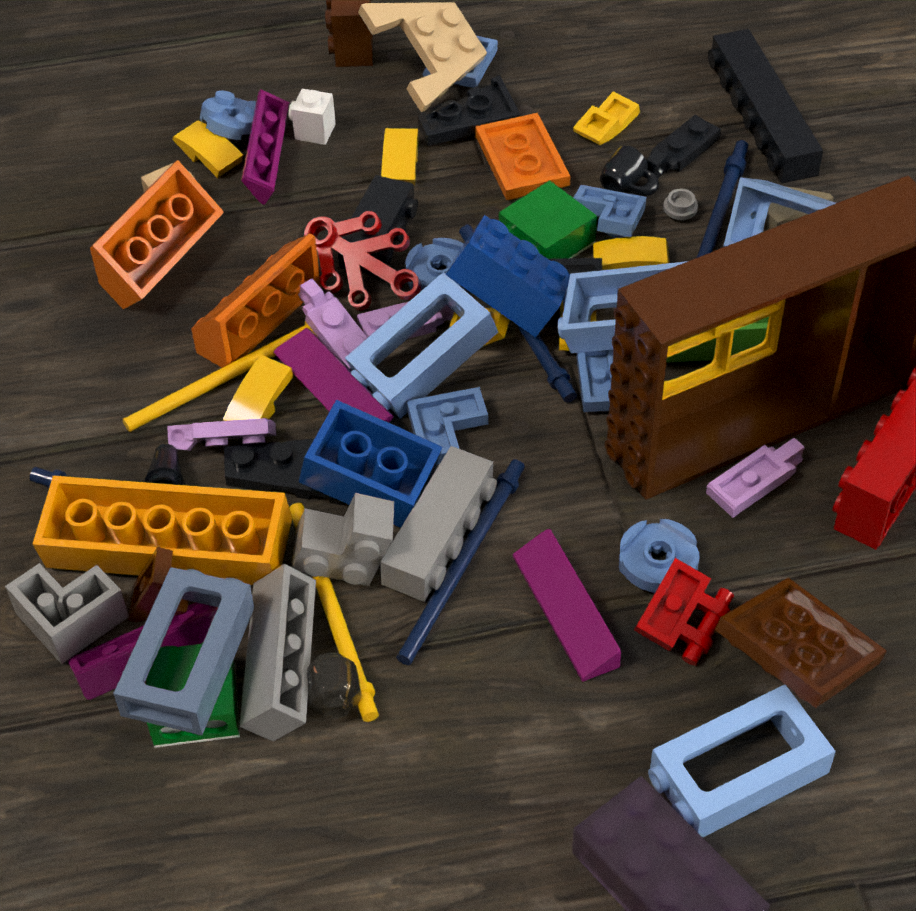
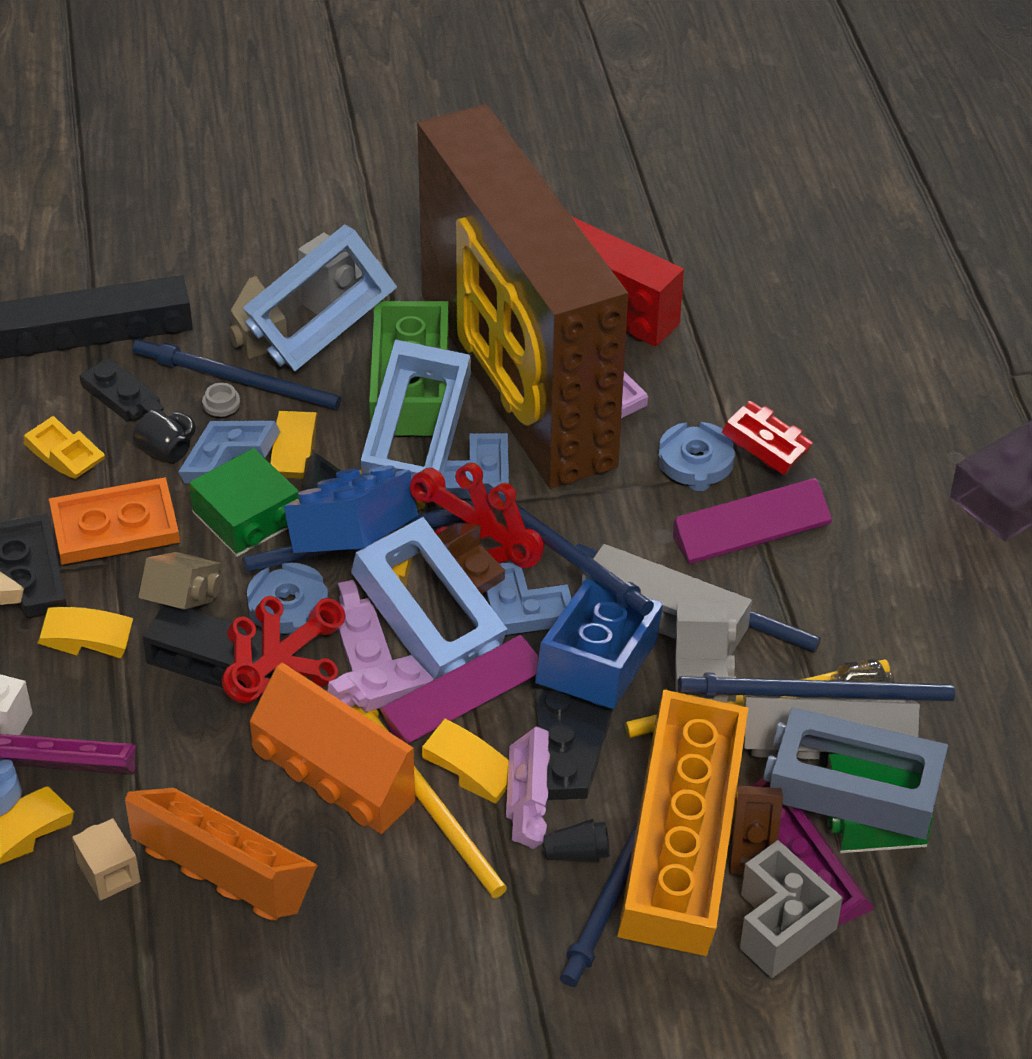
camera: 90 degrees left, 5 degrees down
(291, 530) = (710, 685): none -> dark blue bar
(407, 467) = (627, 593): none -> dark blue bar
(436, 188) = (180, 580): none -> dark tan brick
(478, 366) = (465, 546): none -> reddish brown slope
(491, 401) = (483, 513): none -> red plant
(715, 809) = (923, 460): light blue piece -> none
(800, 641) = (803, 362): reddish brown plate -> none

